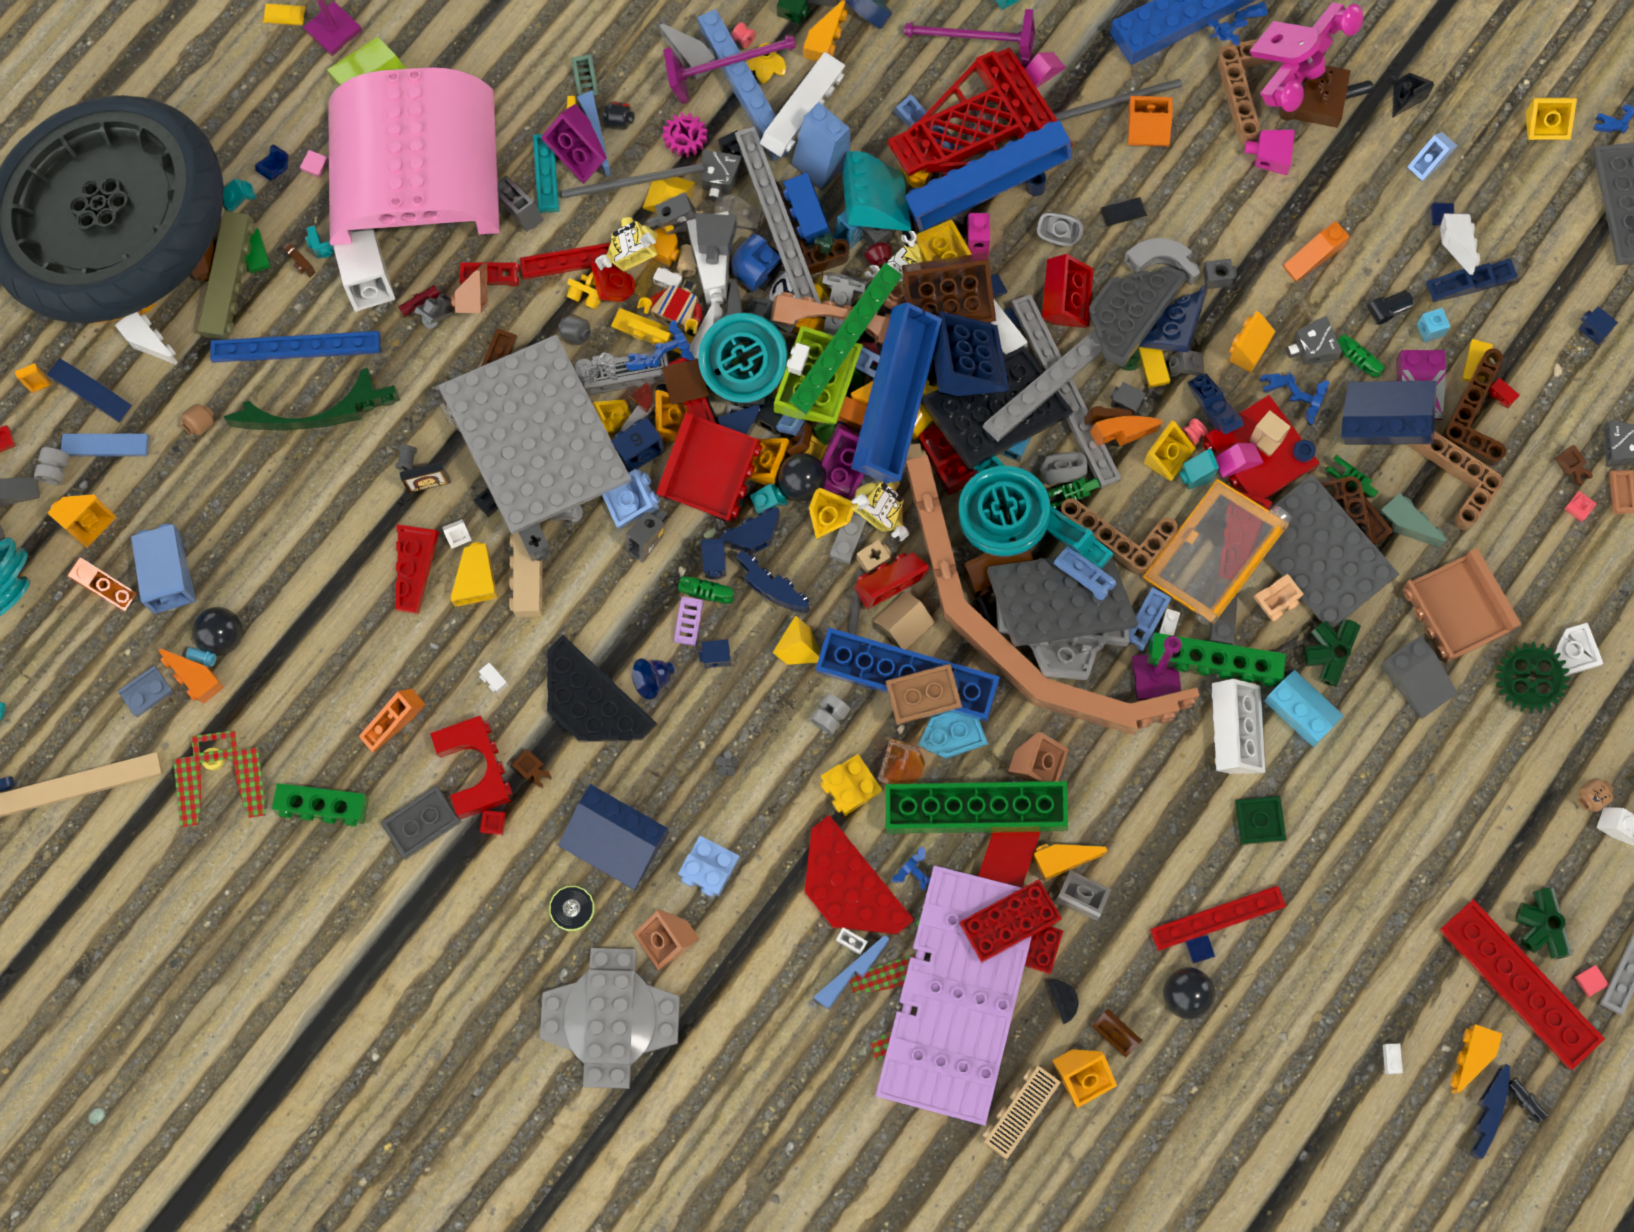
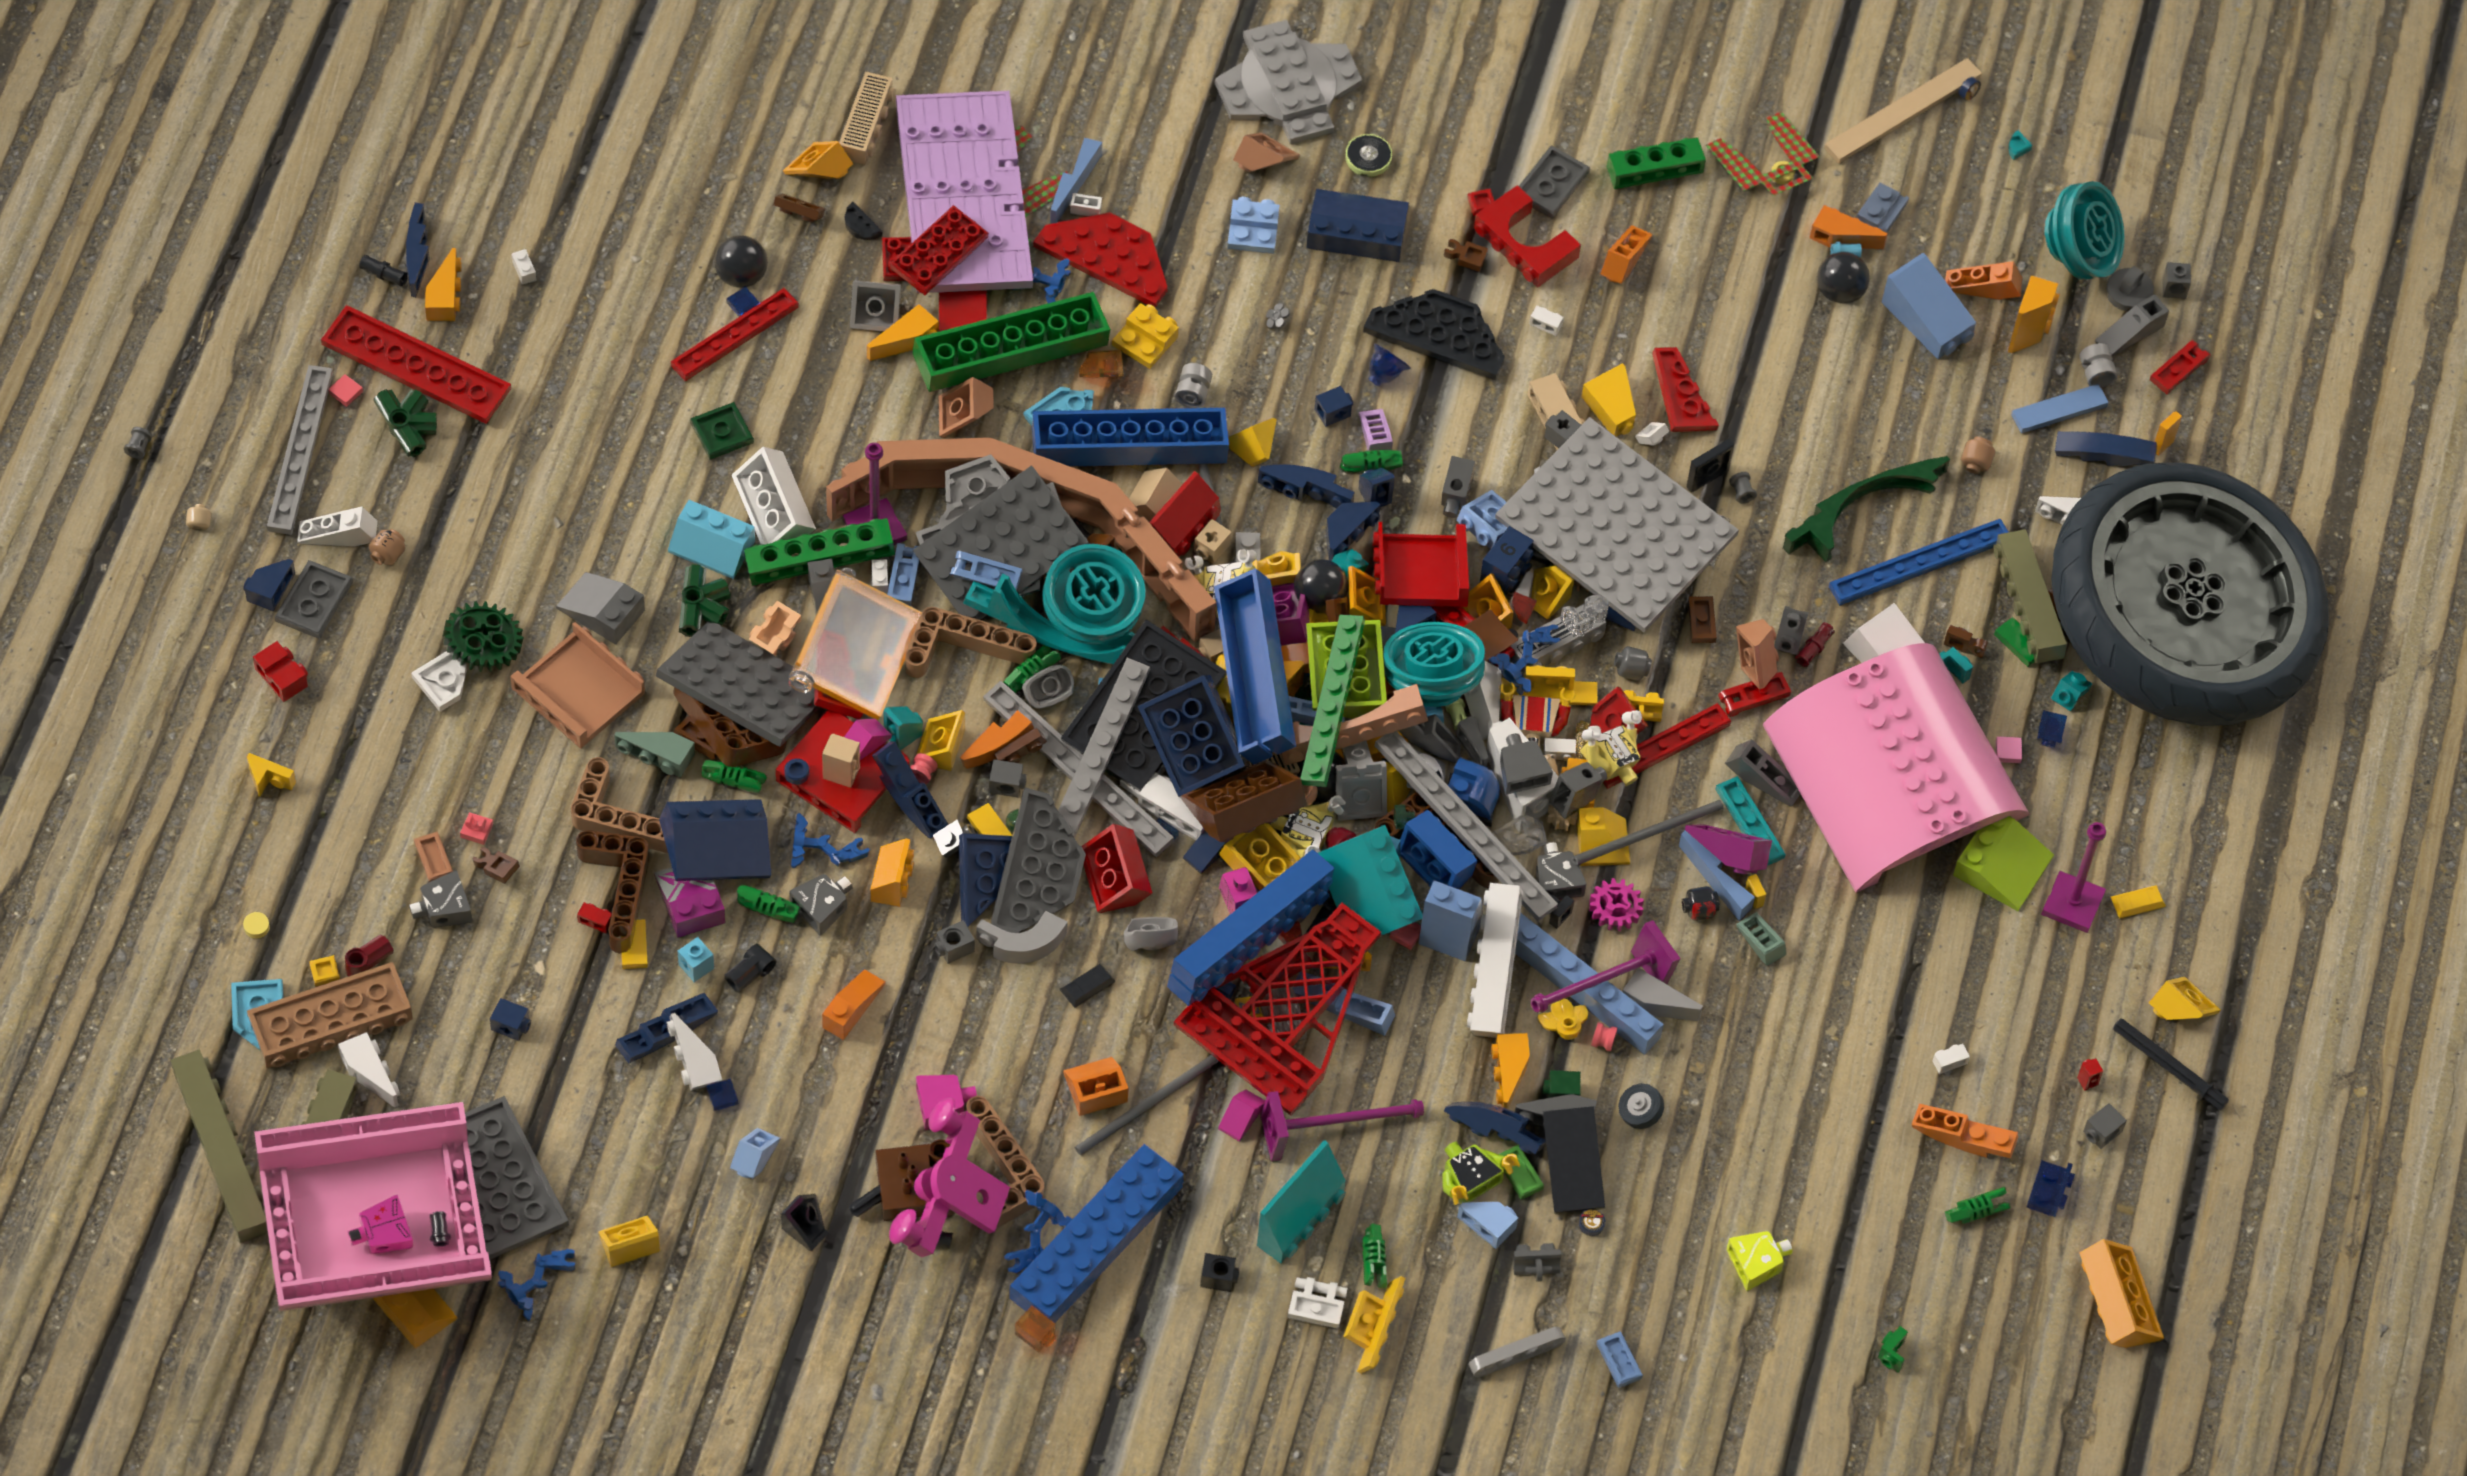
camera: 150 degrees right, 15 degrees down
(798, 359) = (1373, 667): white piece -> none
(923, 694) = (1105, 411): medium nougat tile -> none

